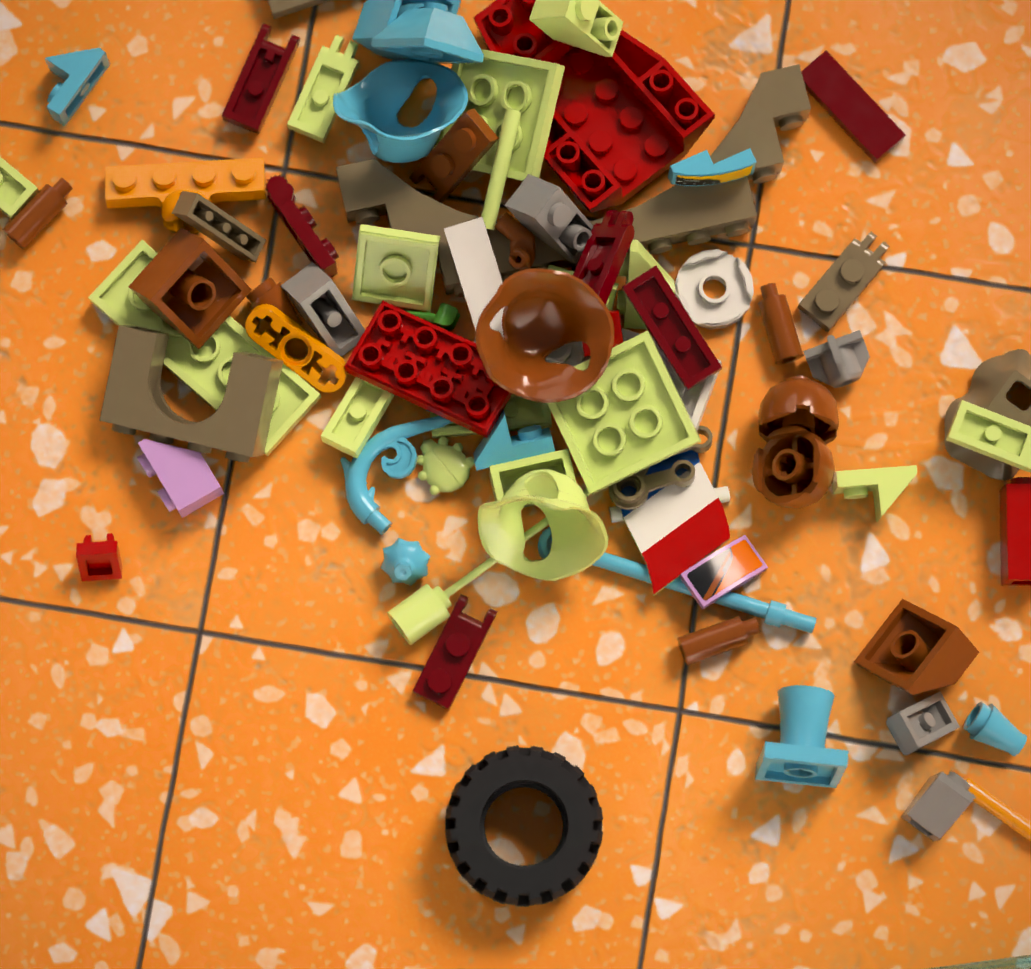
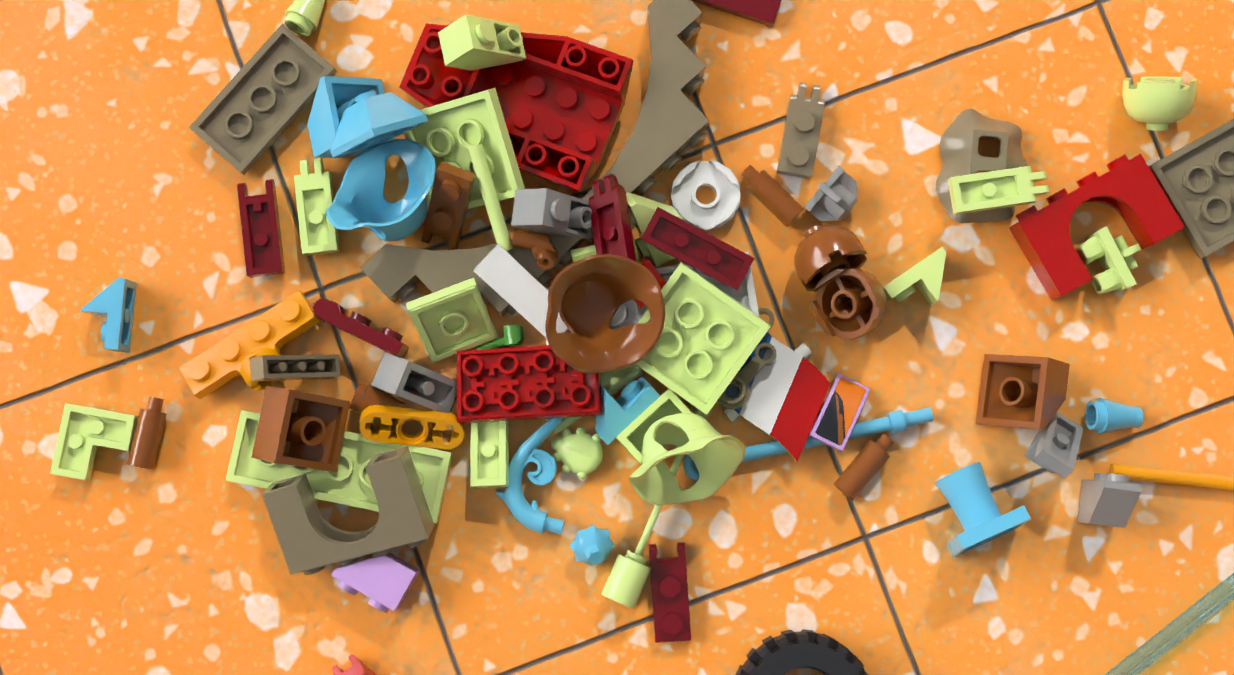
camera: 25 degrees left, 5 degrees up
(701, 171) = (649, 109): medium azure slope -> none

